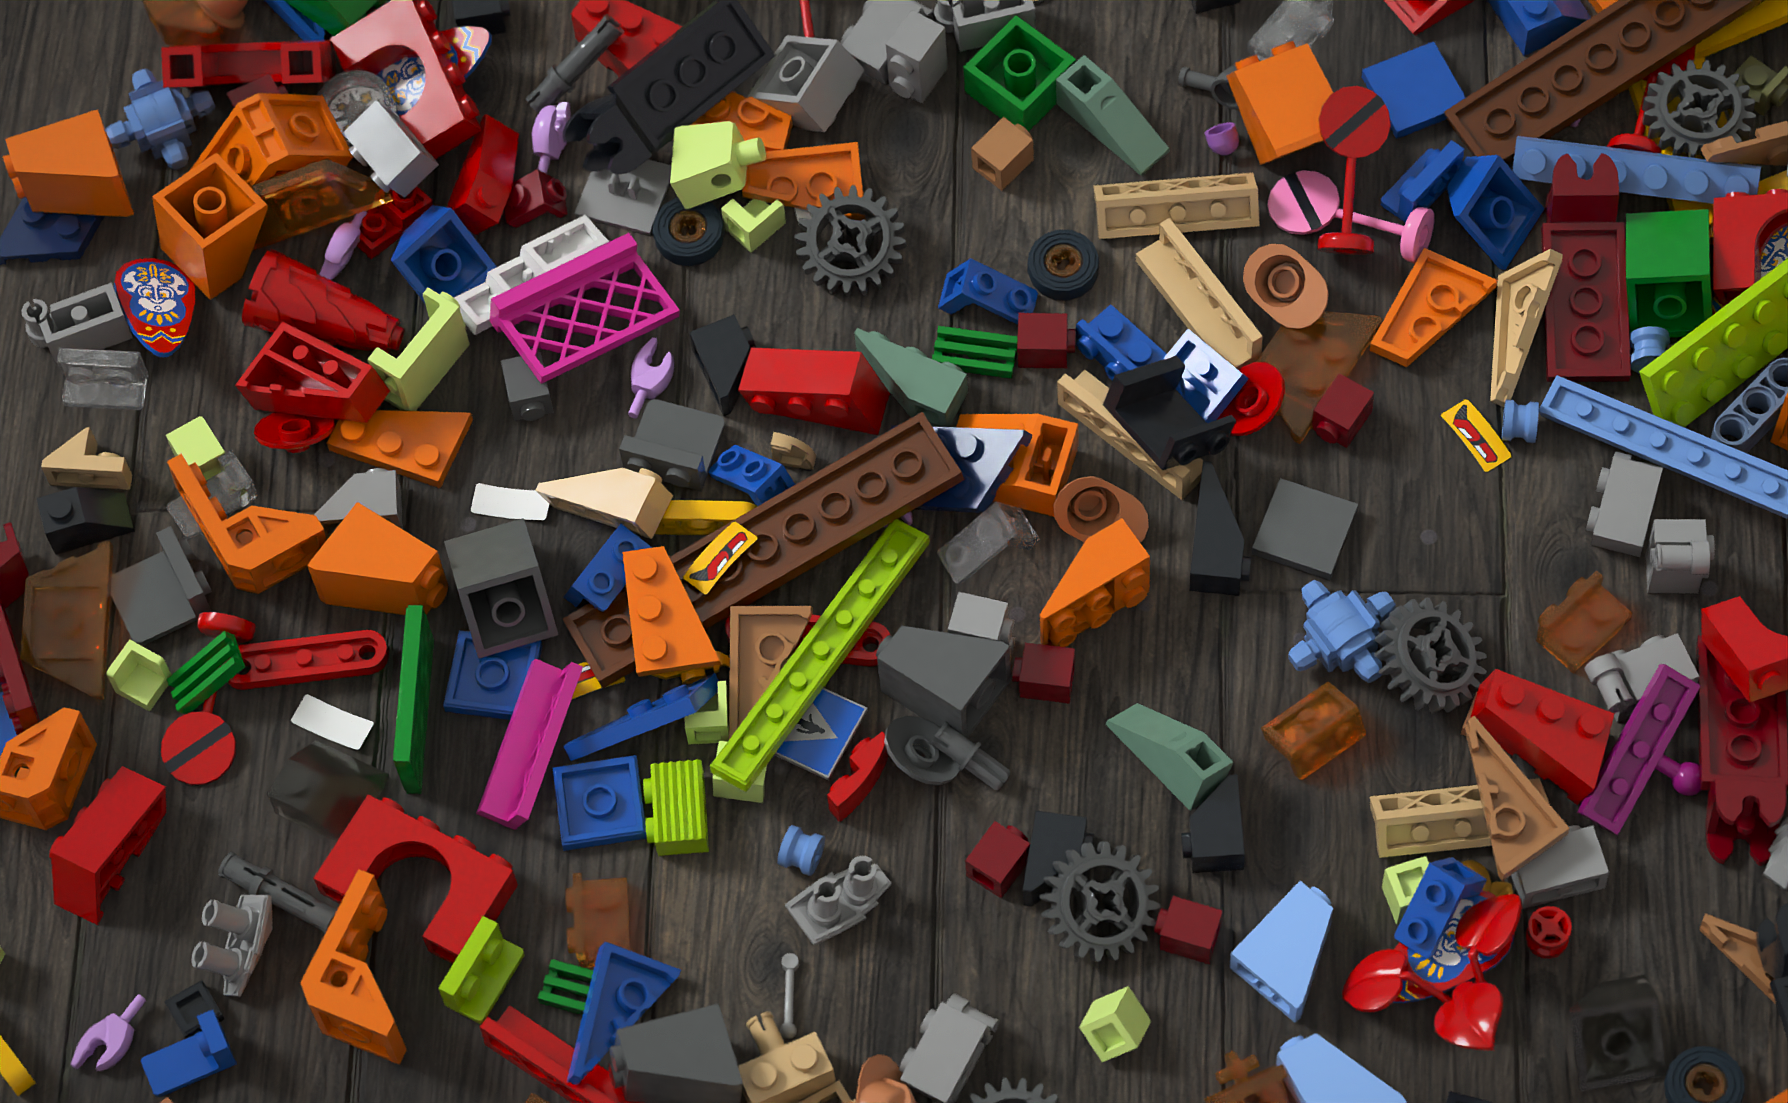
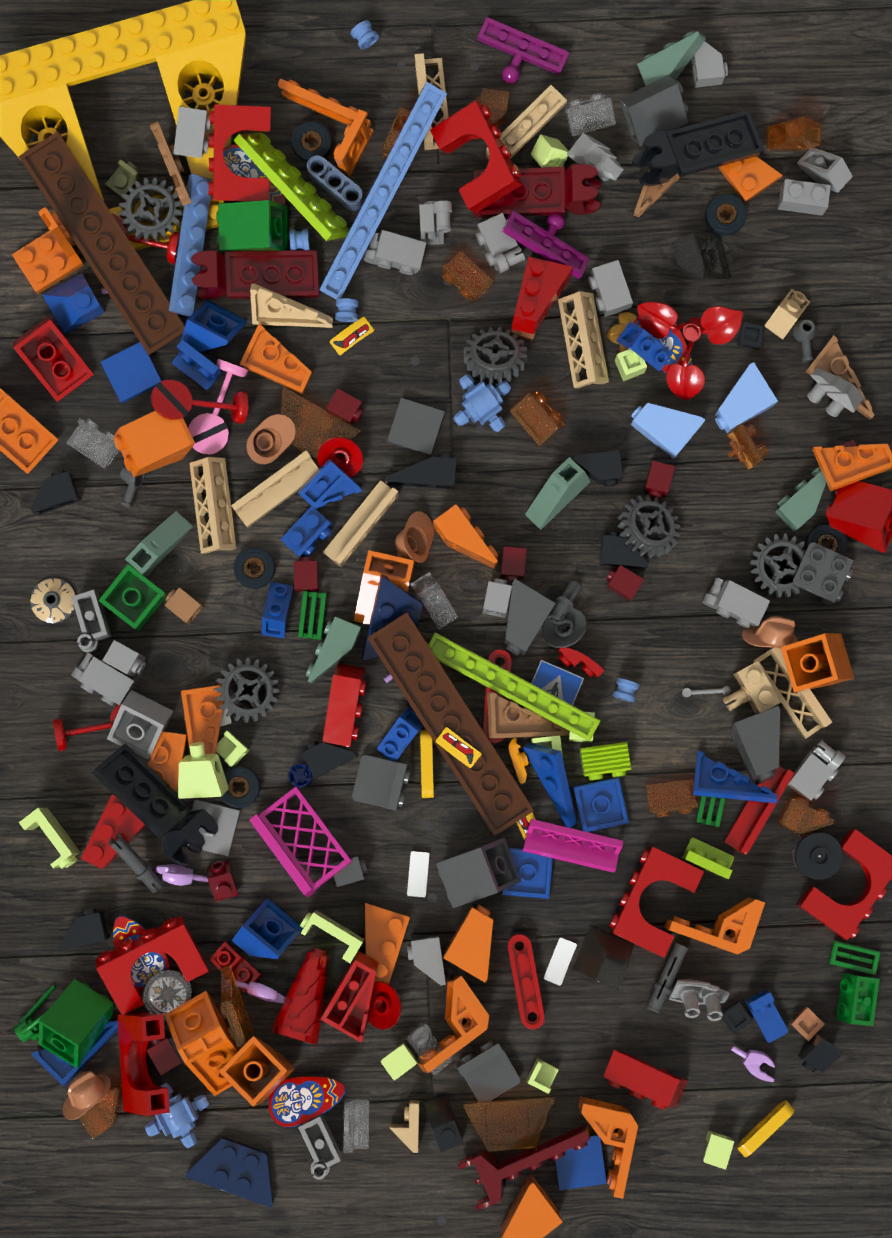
camera: 100 degrees left, 20 degrees up
(68, 168) = (222, 1163): orange slope -> none
(201, 744) = (579, 1035): red piece -> none
(204, 667) = (547, 1048): green tile -> none
(389, 149) = (203, 968): brick -> none
(413, 699) = (543, 914): green tile -> none
(485, 176) = (210, 910): red slope -> none
(534, 259) = (272, 877): white slope -> none
(605, 573) = (464, 812): blue bracket -> none
(612, 498) = (425, 806): slope -> none
(648, 380) = (338, 803): lavender hand -> none
(662, 618) = (499, 776): orange wing -> none
(693, 312) = (297, 777): none -> clear blue wheel
(792, 452) = (383, 714): tan tile -> none
(838, 900) = (652, 668): light grey connector -> none
(1115, 1024) = (713, 516): yellowish green panel -> none
(1160, 417) = (361, 502): black panel -> none
(1223, 138) = (167, 480): medium lavender hinge -> none
(1515, 812) = (590, 307): medium nougat wing -> none
(1552, 923) = (650, 289): red wheel -> none

